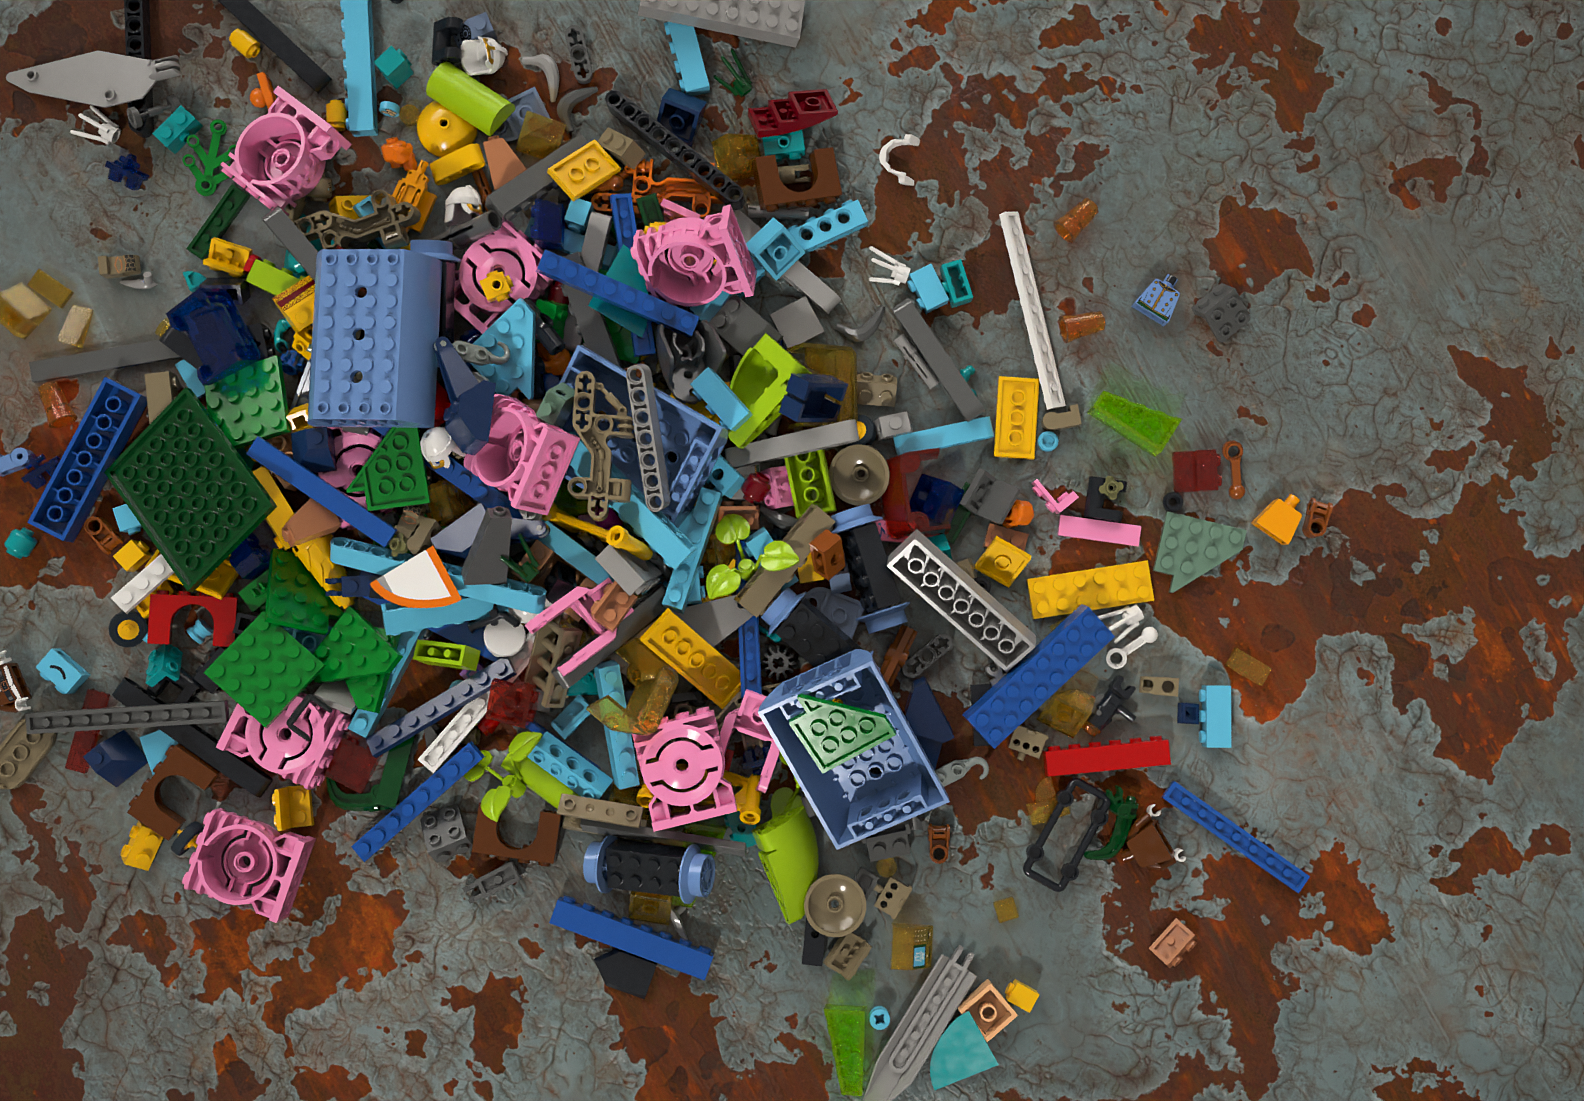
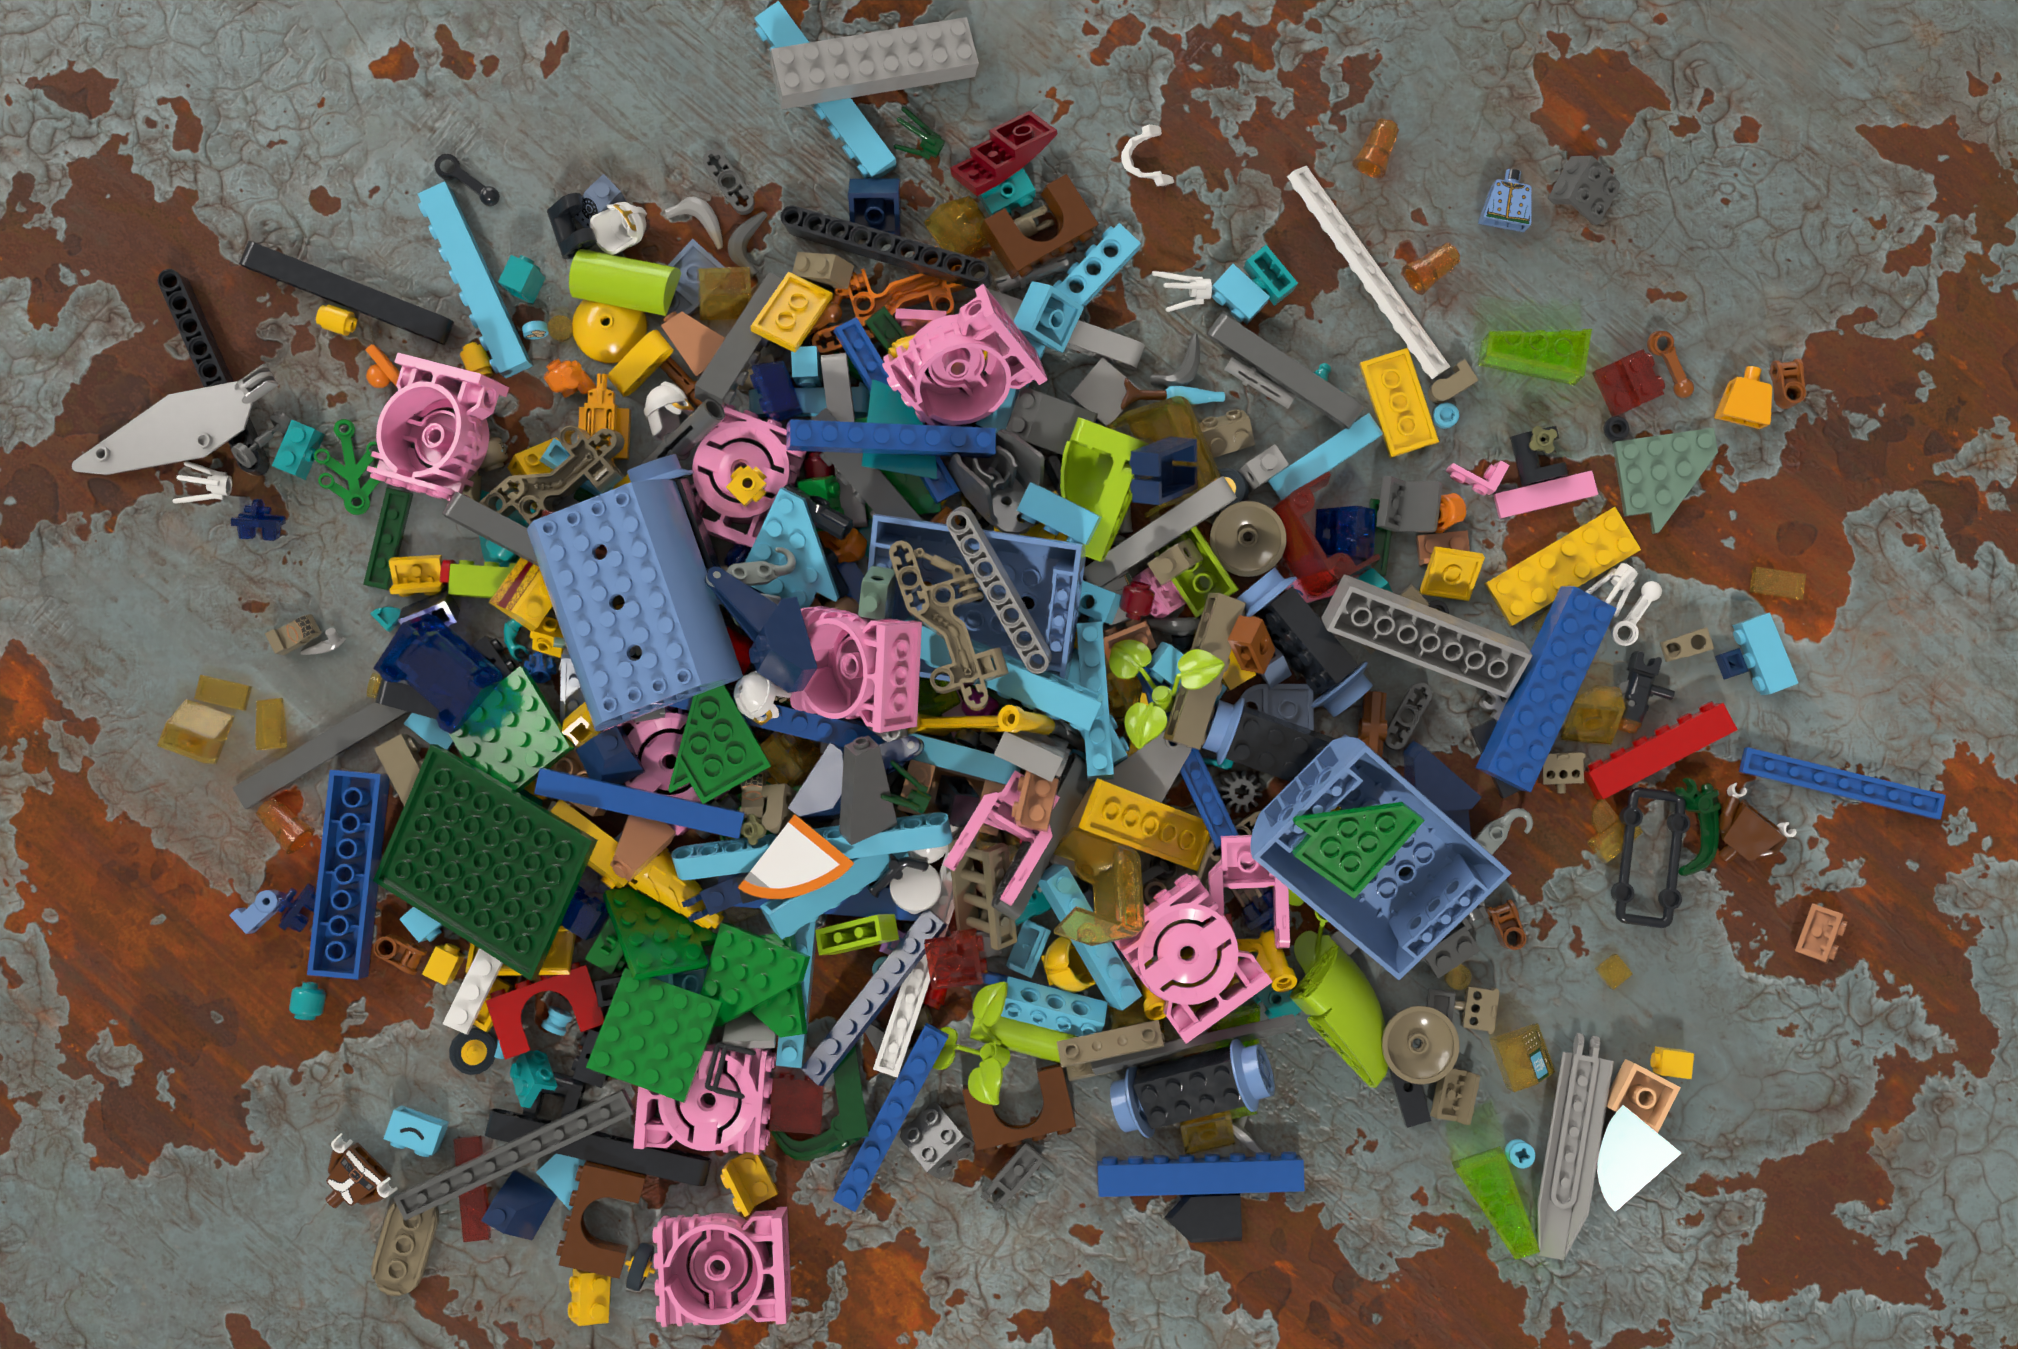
camera: 20 degrees left, 0 degrees up
(593, 750) = (1065, 967): none -> yellow piece
(793, 471) = (1174, 561): none -> dark tan torso
(861, 350) = (1193, 395): none -> piece

